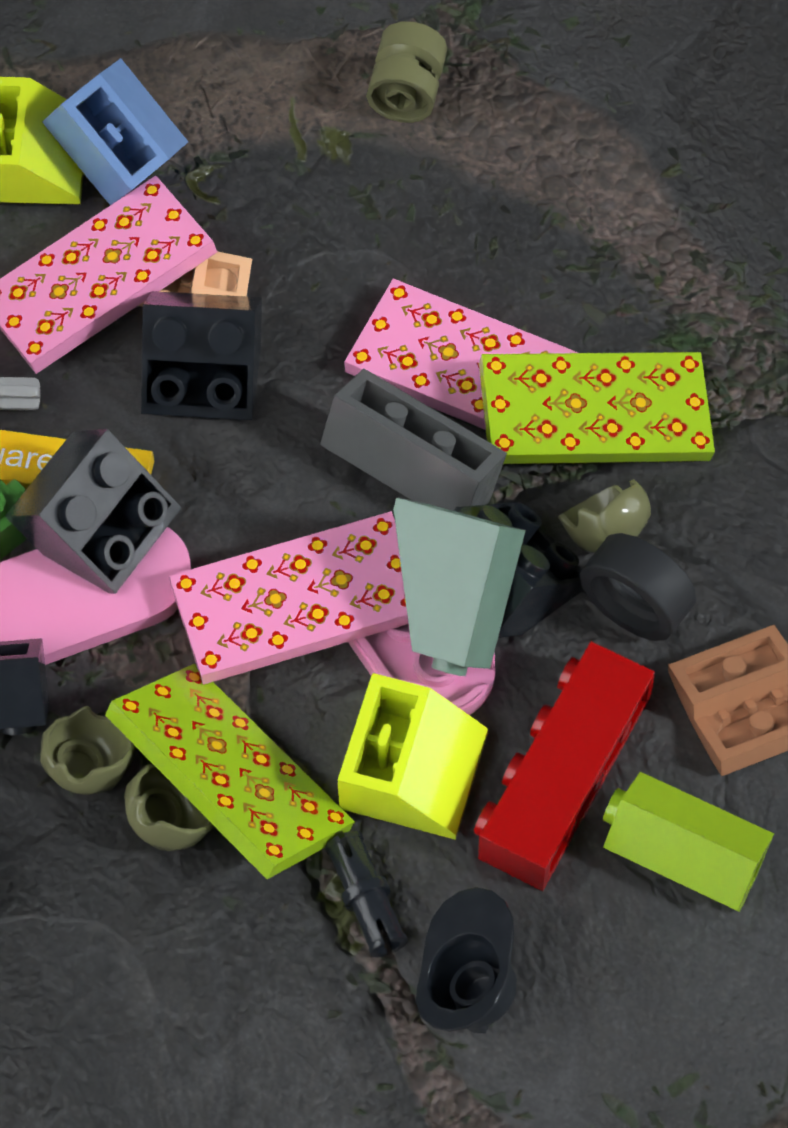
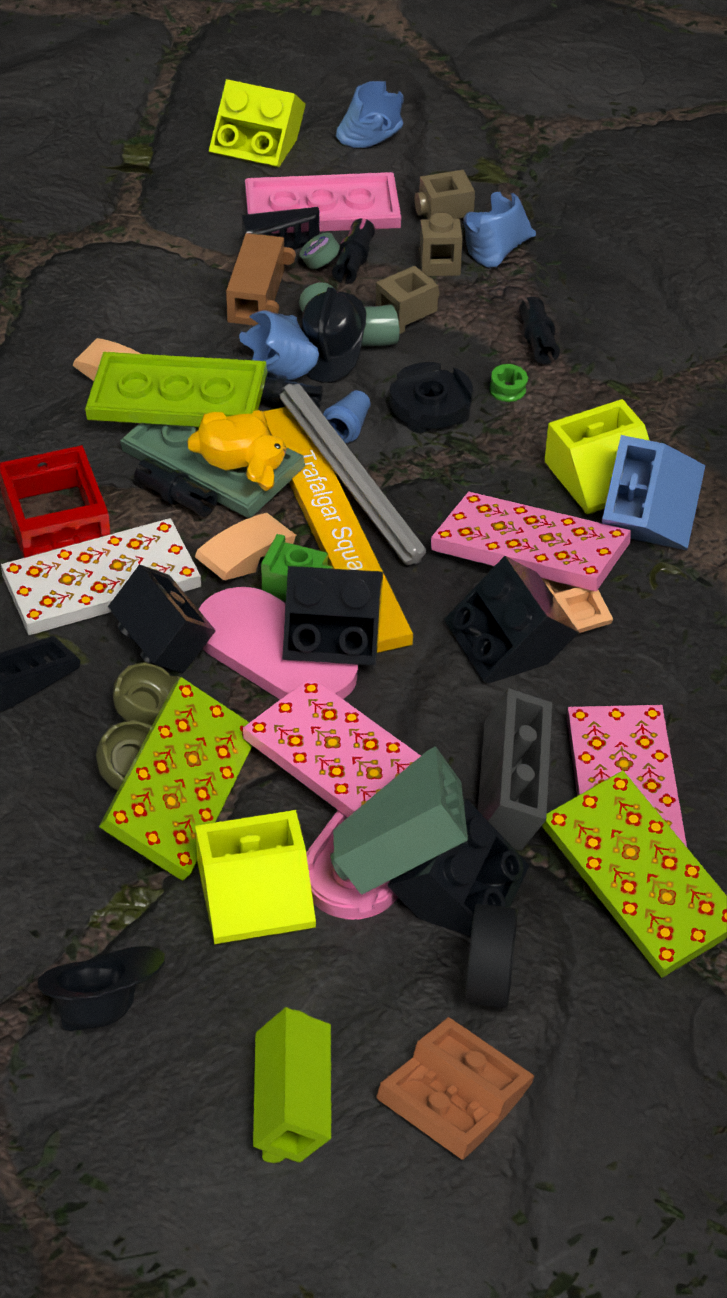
camera: 60 degrees right, 15 degrees down
(366, 894) = (135, 905): black pin -> none
(564, 765) = (323, 978): red brick -> none
(607, 514) = (547, 920): olive hair -> none

